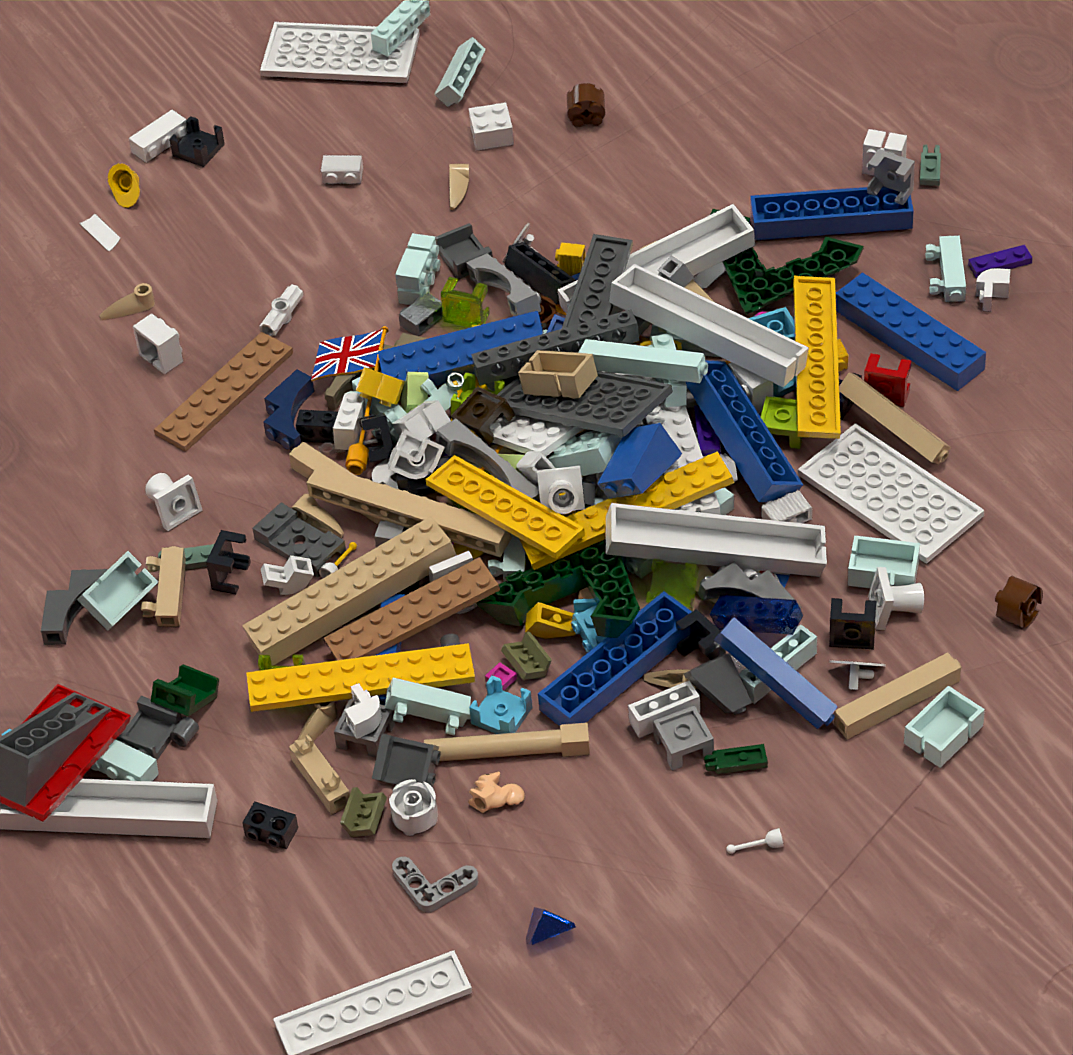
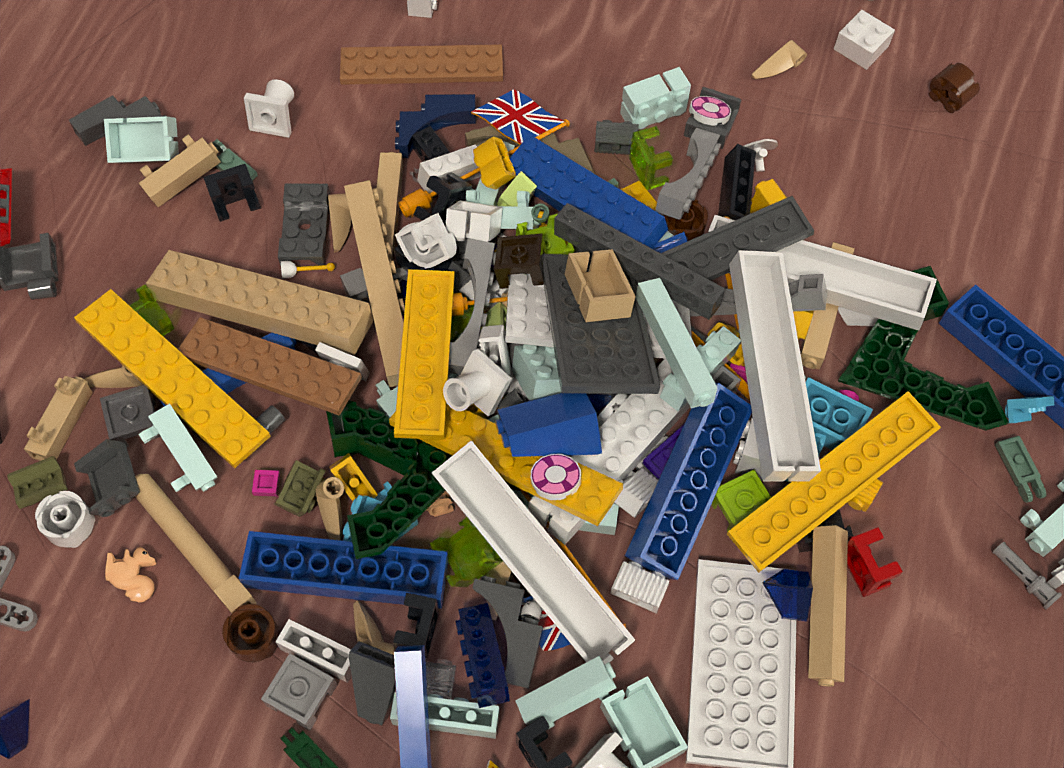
camera: 45 degrees right, 15 degrees up
(186, 692) = (75, 260): dark green panel -> none
(281, 310) = (533, 41): white piece -> none
(291, 577) = (254, 245): white brick -> none
(365, 714) = (126, 411): white brick -> none
(460, 246) = (710, 110): none -> tile
(500, 710) = (228, 510): medium azure panel -> none
(559, 642) = (330, 506): none -> tan piece
(614, 740) = (241, 623): none -> reddish brown brick
(678, 480) = (555, 476): none -> tile
(826, 581) = (568, 692): none -> light aqua brick
(863, 225) = (1021, 408): none -> medium azure bracket
(872, 431) = (790, 593): none -> clear blue slope
(898, 268) = (1021, 468): none -> sand green hinge
(910, 331) = (953, 539): blue brick -> none
(943, 315) = (1035, 583): none -> light grey pin

